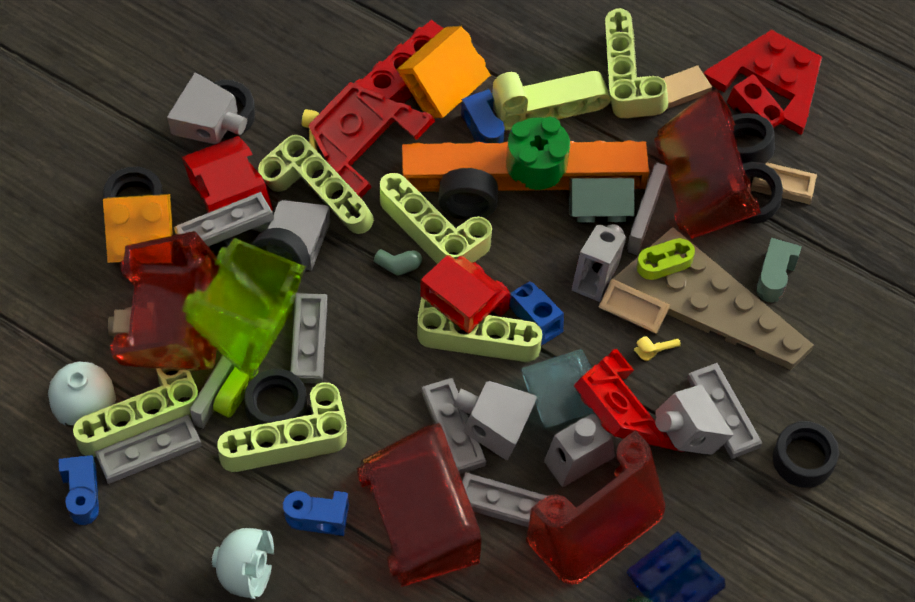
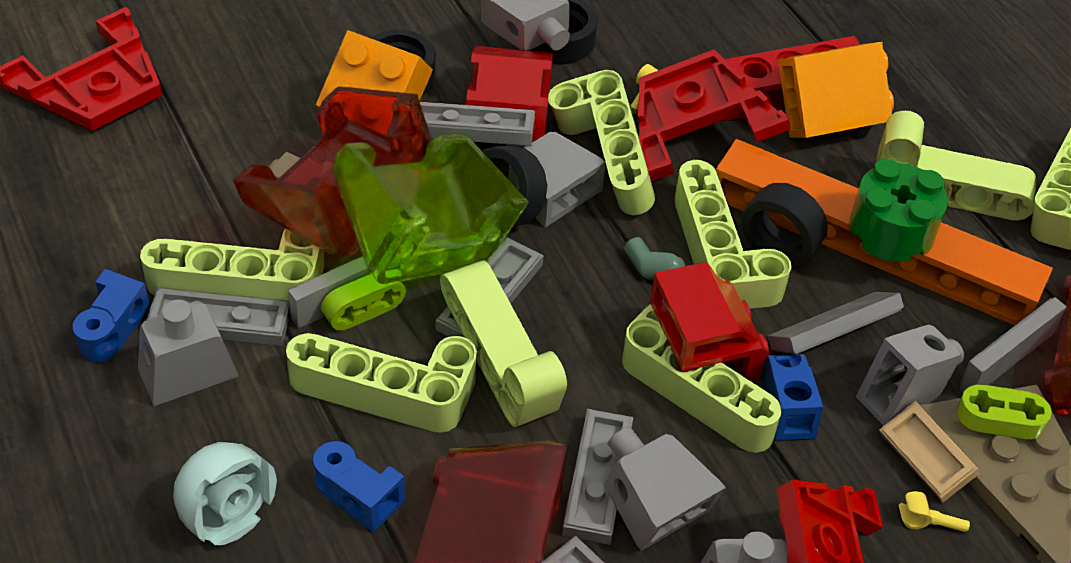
camera: 30 degrees right, 10 degrees down
(79, 391) = (191, 213): light aqua cylinder -> none
(155, 485) = (182, 352): none -> light grey torso
(274, 379) = (403, 310): black tyre -> none
(356, 380) = (520, 379): none -> yellowish green beam
(480, 119) = (855, 154): blue leg -> none
(535, 246) = (835, 322): none -> light grey tile
(554, 385) = (751, 492): clear light blue slope -> none
(601, 198) = (956, 305): sand green brick -> none

